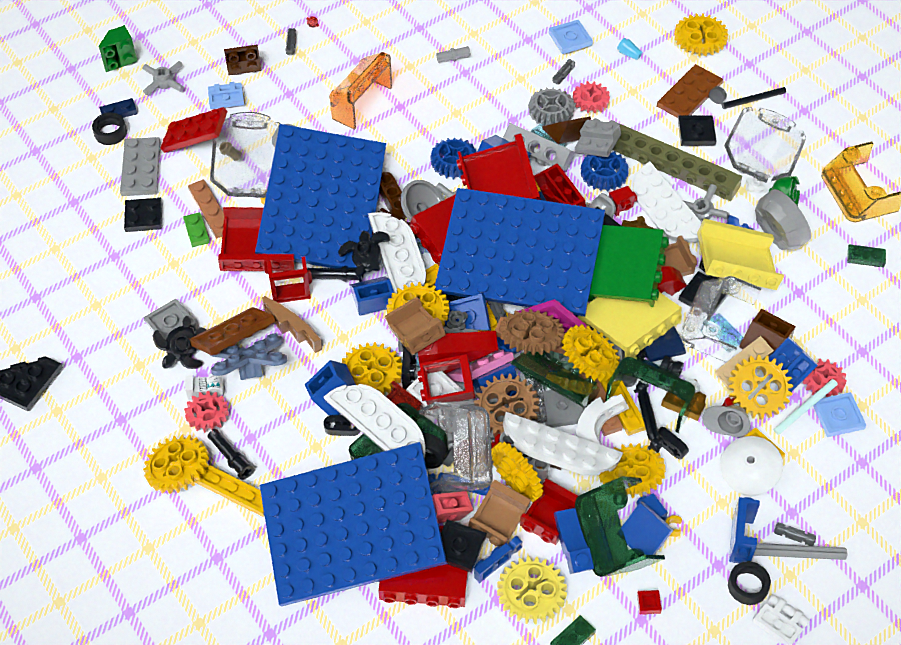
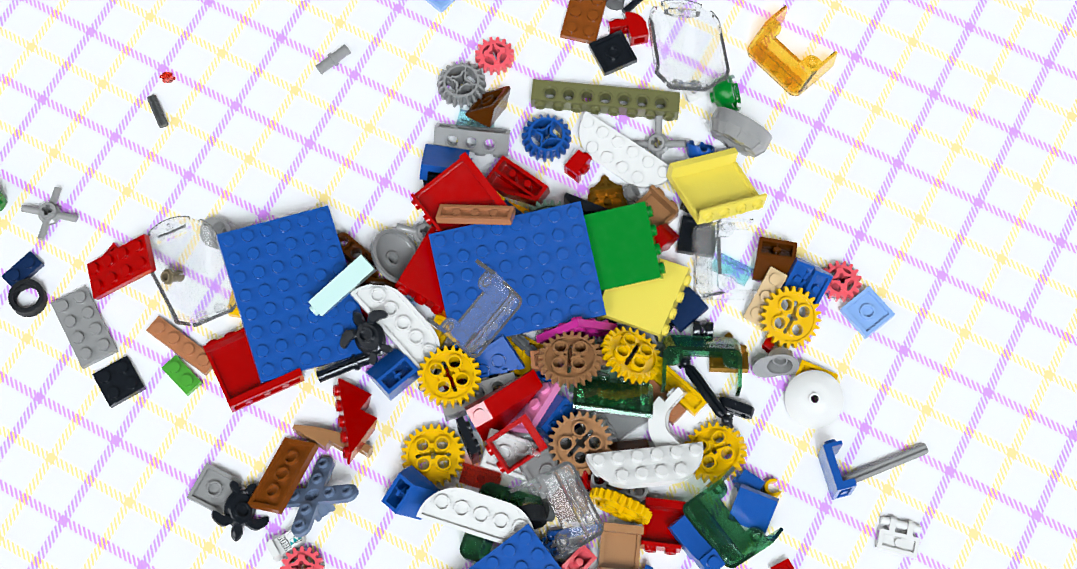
camera: 25 degrees left, 15 degrees up
(225, 95) = (128, 210): light blue plate -> none
(242, 59) = (121, 157): reddish brown slope -> none
(289, 292) = (311, 403): red piece -> none
(318, 311) = (354, 421): none -> red slope
(341, 426) = (434, 529): black beam -> none
(357, 204) = (341, 286): none -> light aqua slope
(369, 70) = (263, 145): clear orange windscreen -> none
(414, 326) = (460, 402): medium nougat panel -> none
(449, 149) = (384, 176): blue gear -> none
(453, 315) = (494, 374): dark grey plate -> none
(454, 387) = (531, 451): none -> clear piece
(474, 270) = (485, 315): none -> clear windscreen
(506, 186) = (475, 214): none -> nougat plate
(563, 71) = (452, 34): dark grey axle -> none
(598, 137) = (527, 107): light grey plate -> none
(603, 202) = (566, 182): light grey piece -> none
(723, 115) = (633, 26): none -> red brick
(756, 570) = (866, 501): black tyre -> none
(795, 534) = (876, 449): dark grey axle -> none
(805, 406) = (836, 319): light aqua bar -> none
(866, 255) = (824, 130): clear green plate -> none

